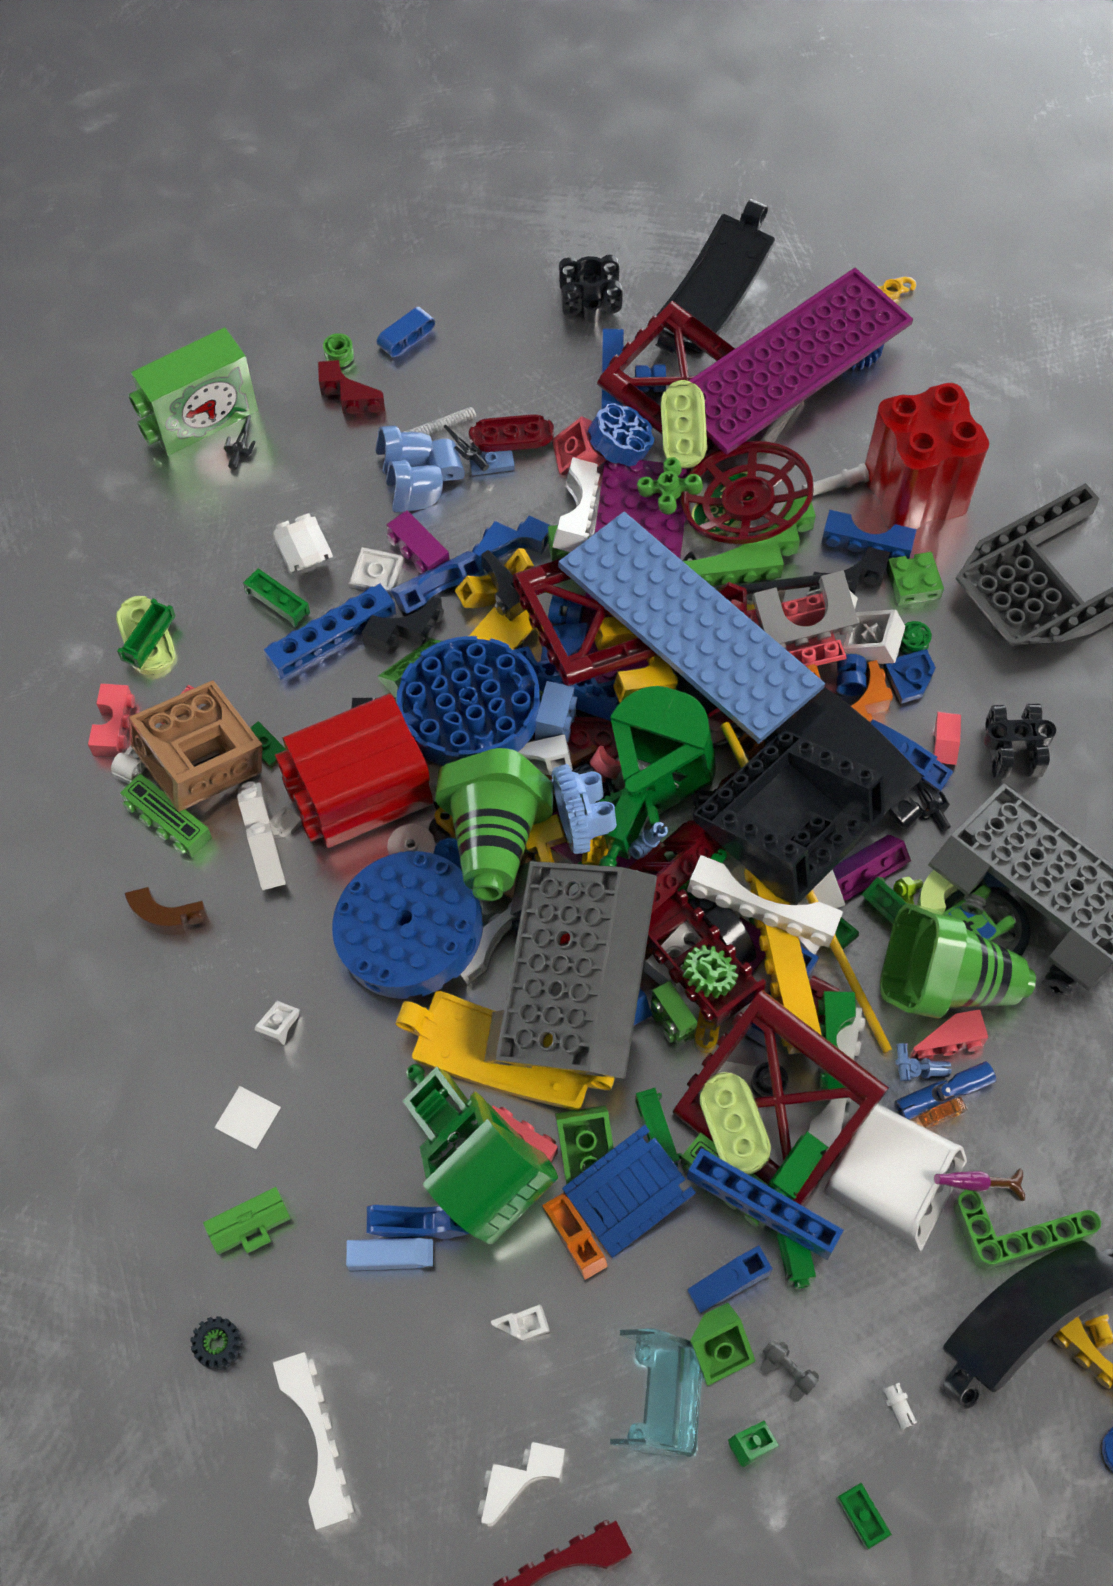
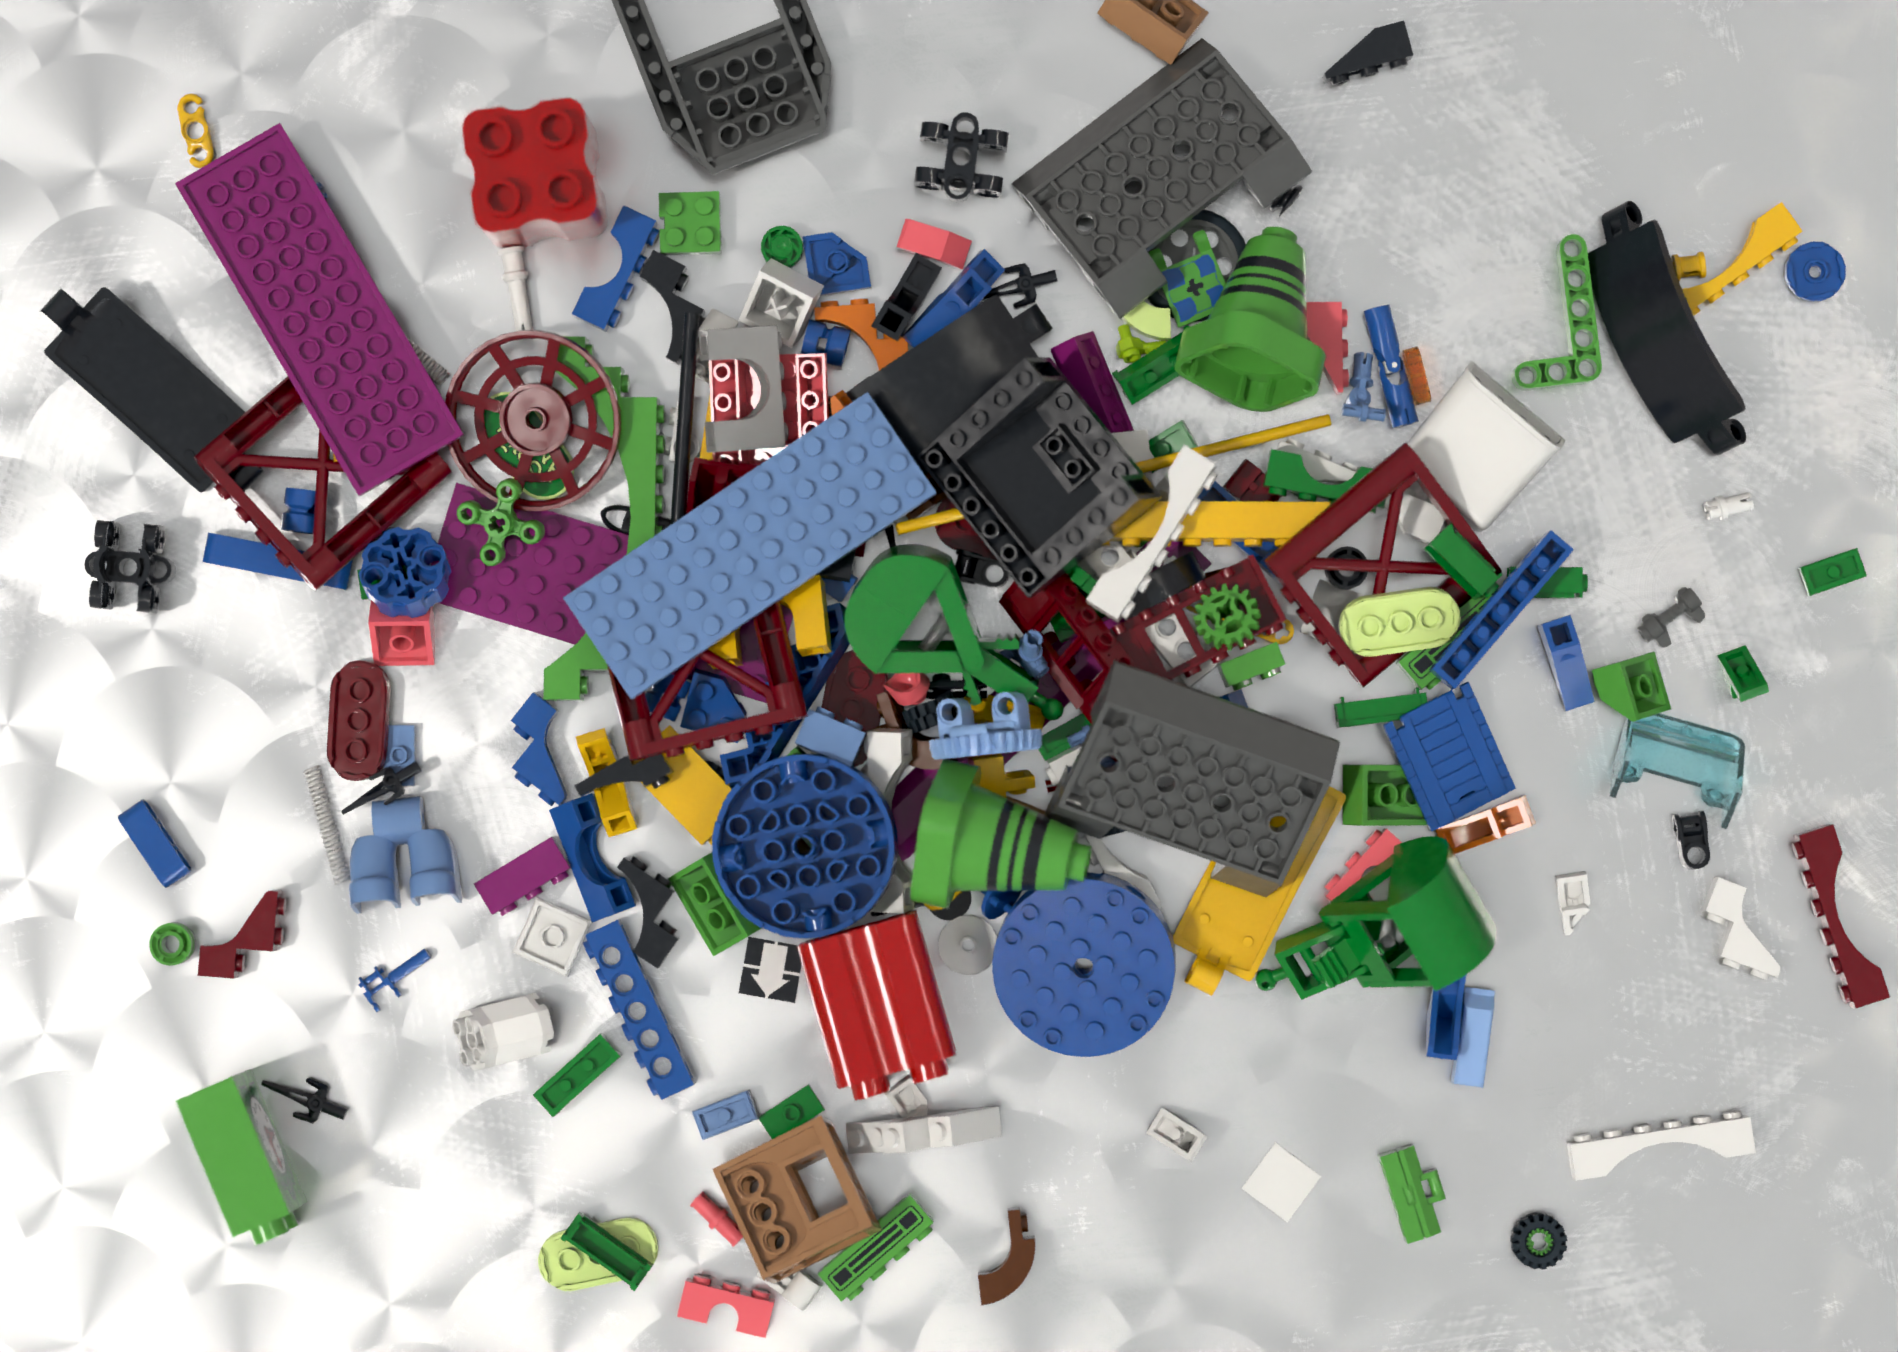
camera: 75 degrees left, 25 degrees up
(258, 699) = (725, 1115): none -> medium blue plate
(331, 478) = (393, 977): none -> blue piece
(574, 526) = (466, 640): white arch -> none
(596, 1422) = (1691, 837): none -> black piece
(684, 423) = (409, 484): yellowish green tile -> none
(886, 711) = (907, 298): none -> black arch
(973, 904) = (1175, 274): dark grey bush -> none
(980, 1181) = (1508, 357): magenta piece -> none

